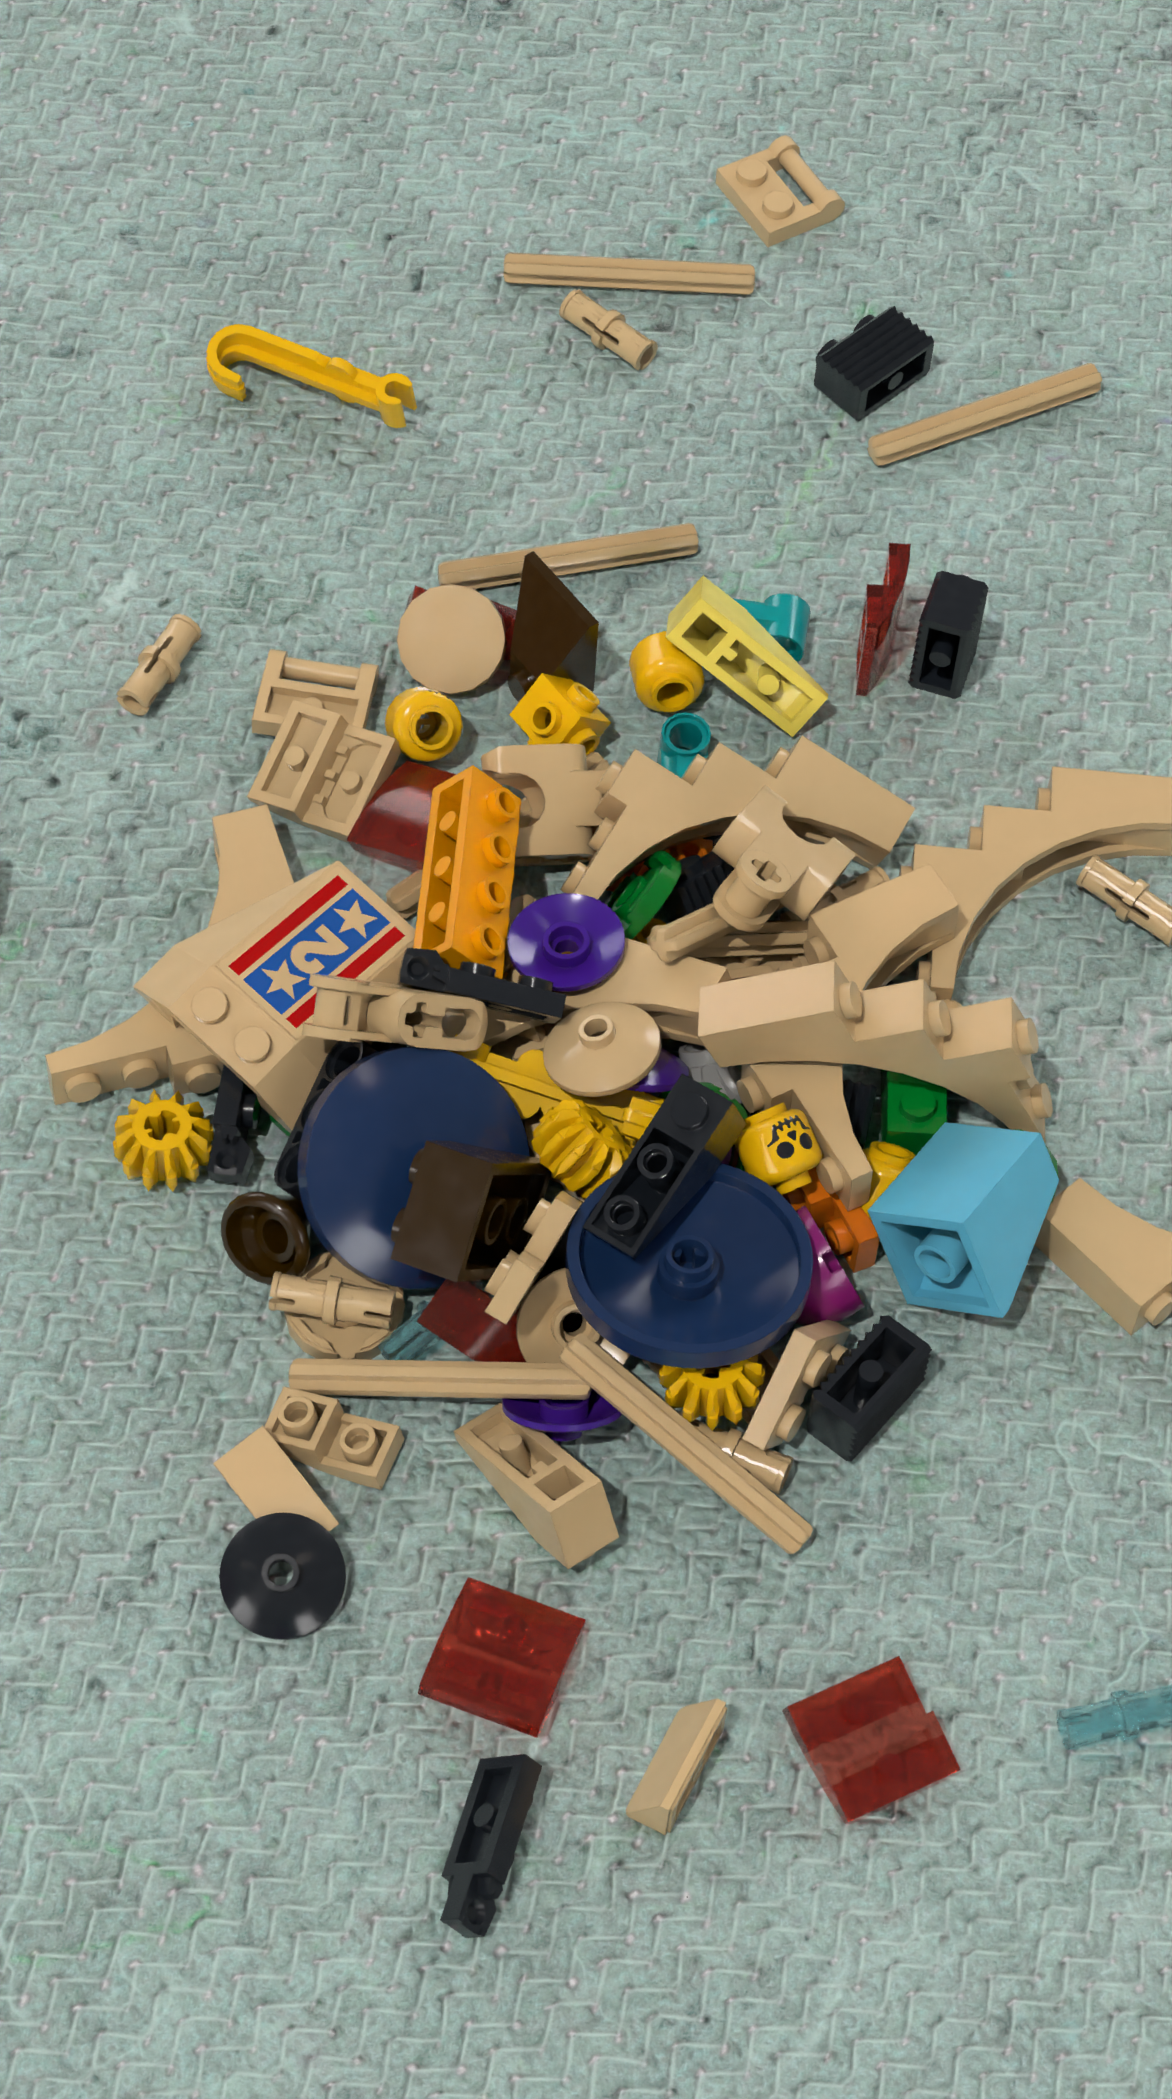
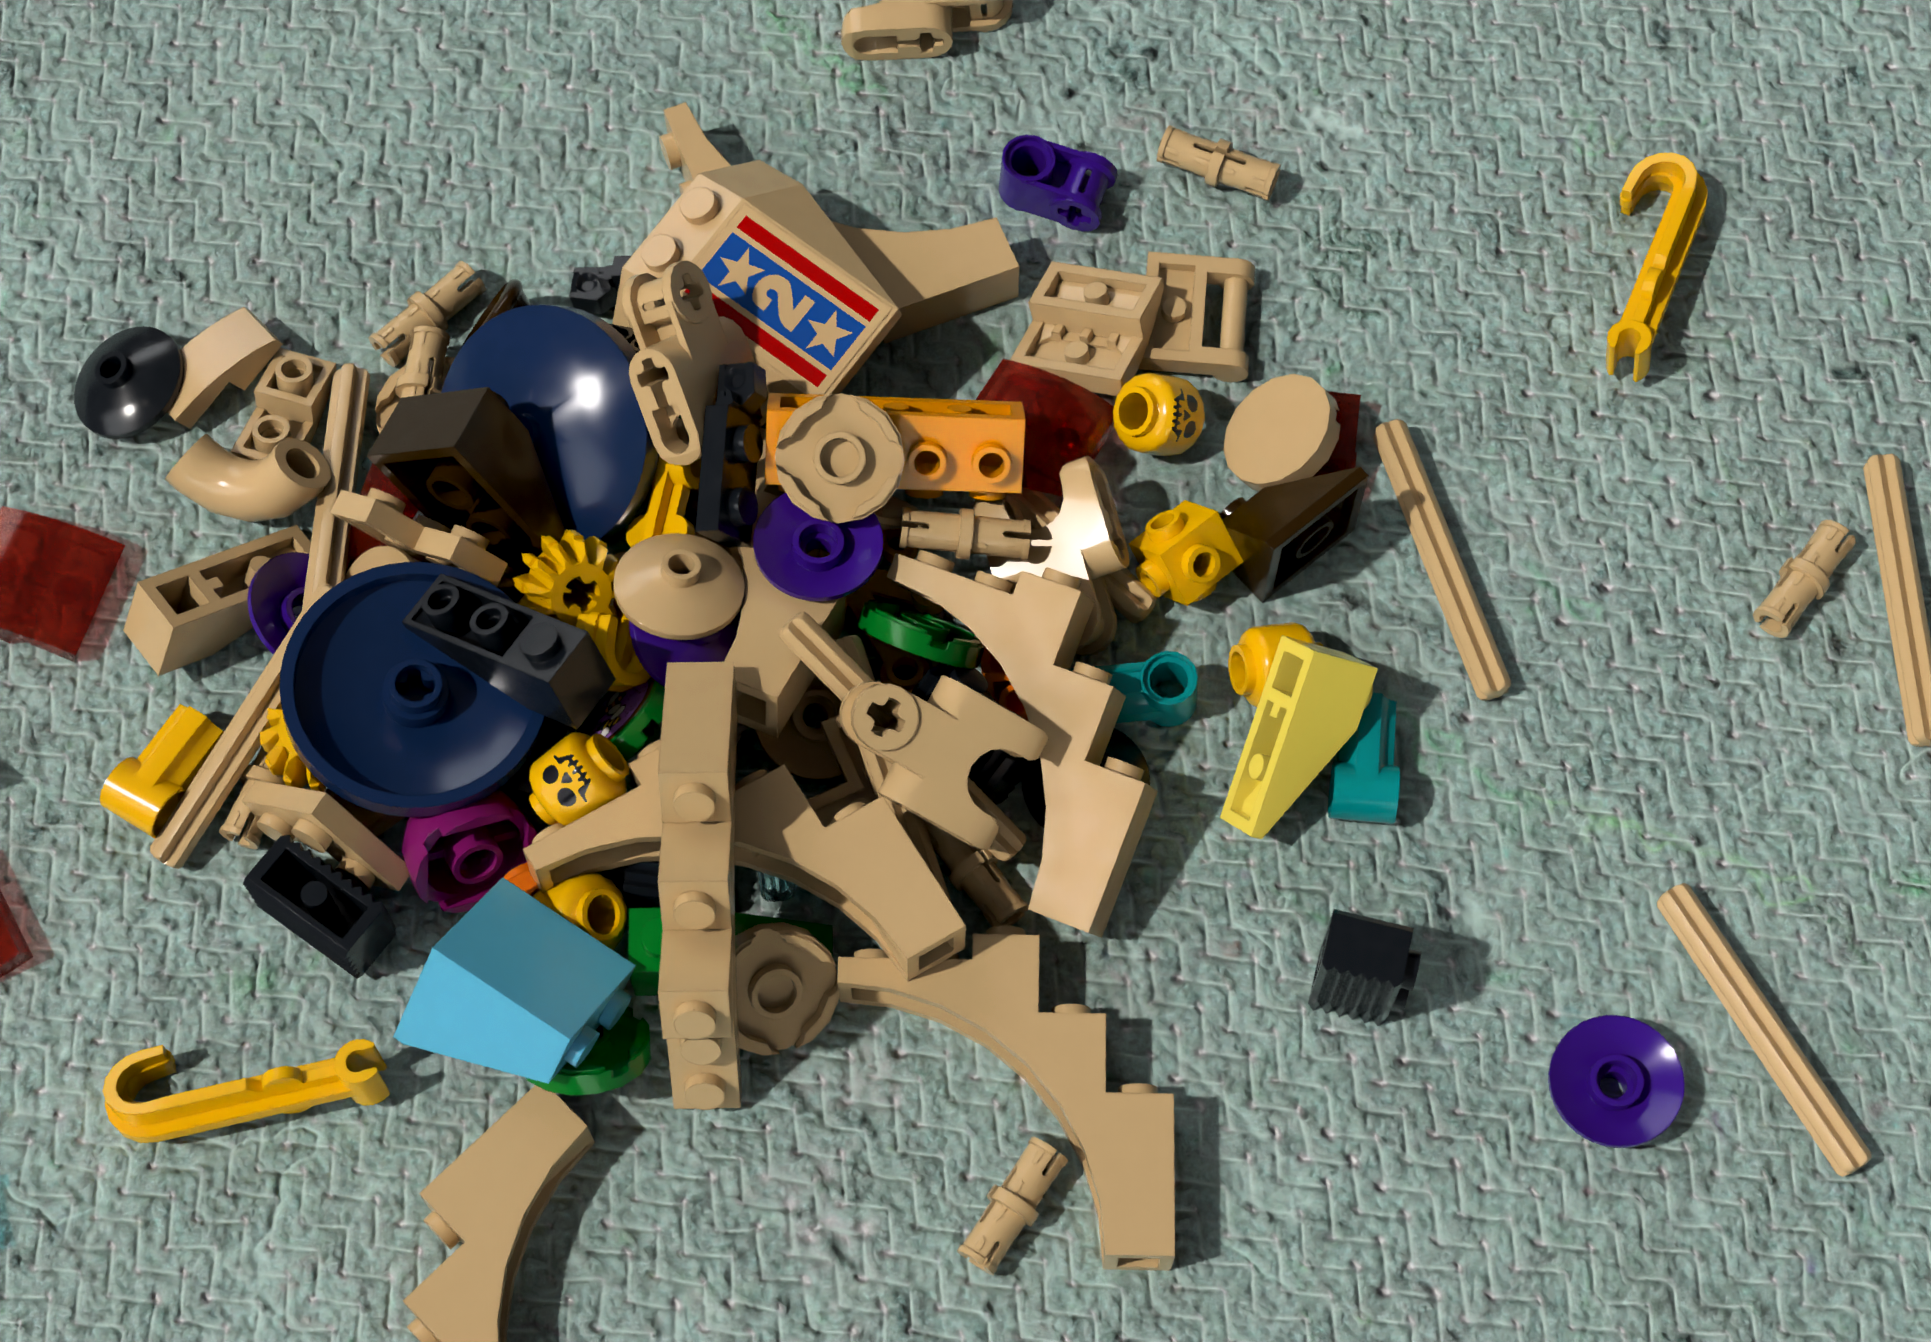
camera: 90 degrees right, 10 degrees up
(163, 1140) = (607, 222): yellow gear -> none
(164, 787) = (1058, 181): none -> dark purple piece
(234, 1307) = (428, 309): none -> tan pin
(421, 1454) = (251, 488): none -> tan cylinder
(500, 901) = (824, 468): none -> tan tile
(553, 846) = (964, 533): none -> tan pin
(730, 1544) = (151, 786): none -> yellow piece
(873, 362) = (1810, 882): black brick -> none
(881, 619) = (1352, 882): clear red slope -> none
(1033, 500) = (1635, 1058): none -> dark purple dish
(1047, 1474) = (277, 1091): none -> yellow piece

